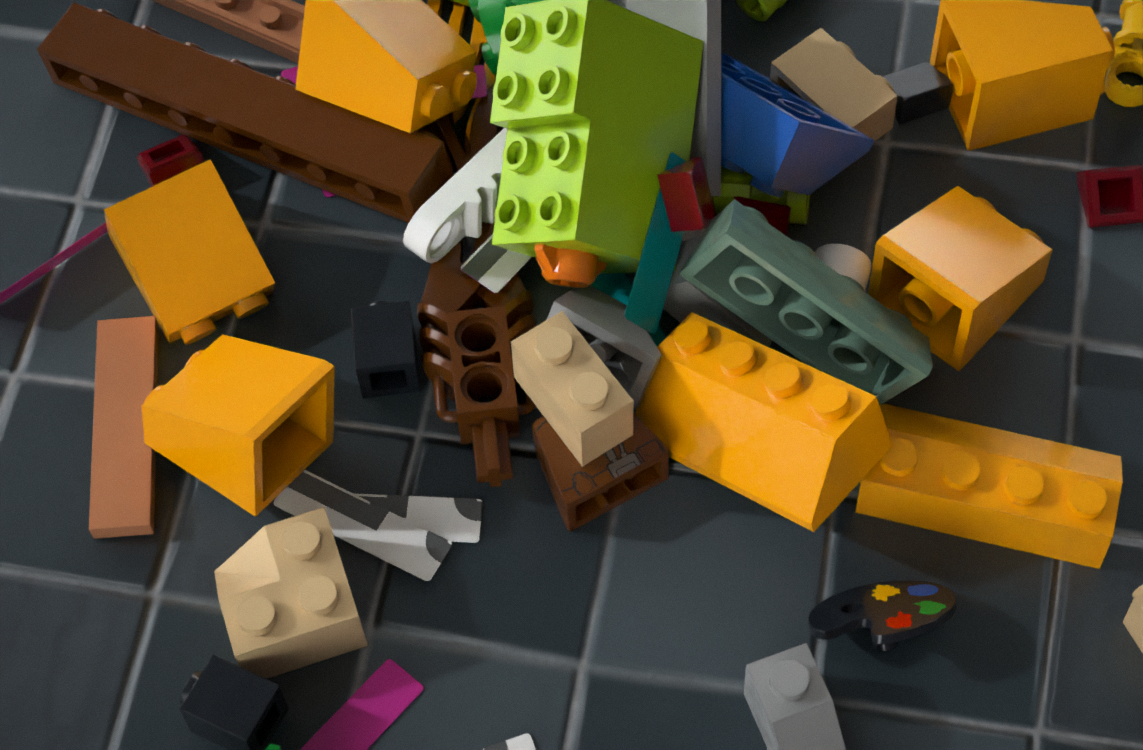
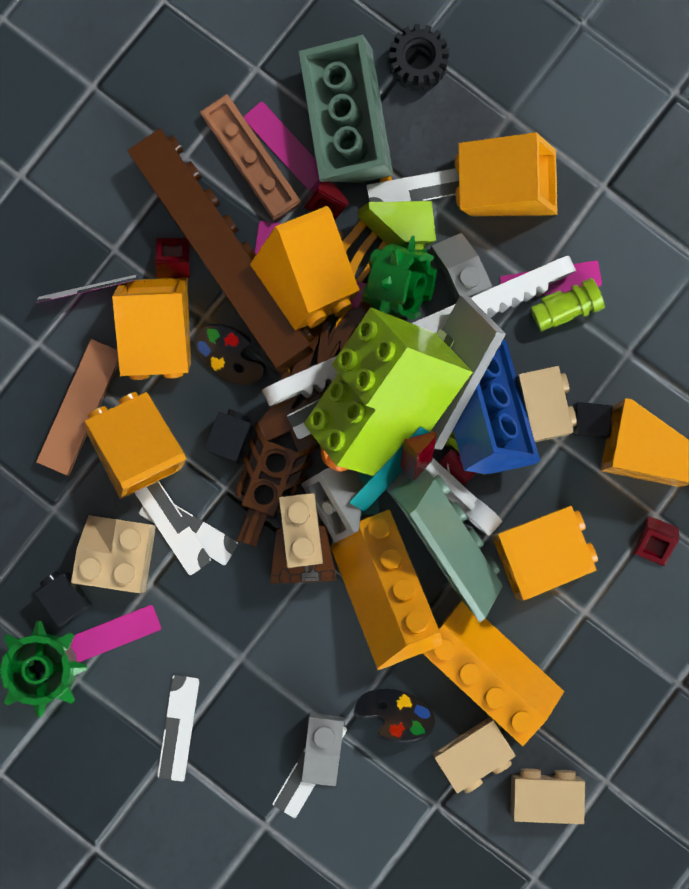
camera: 25 degrees right, 25 degrees up
(308, 236) = (222, 348): none -> black piece
(1045, 609) = (474, 756): none -> tan brick

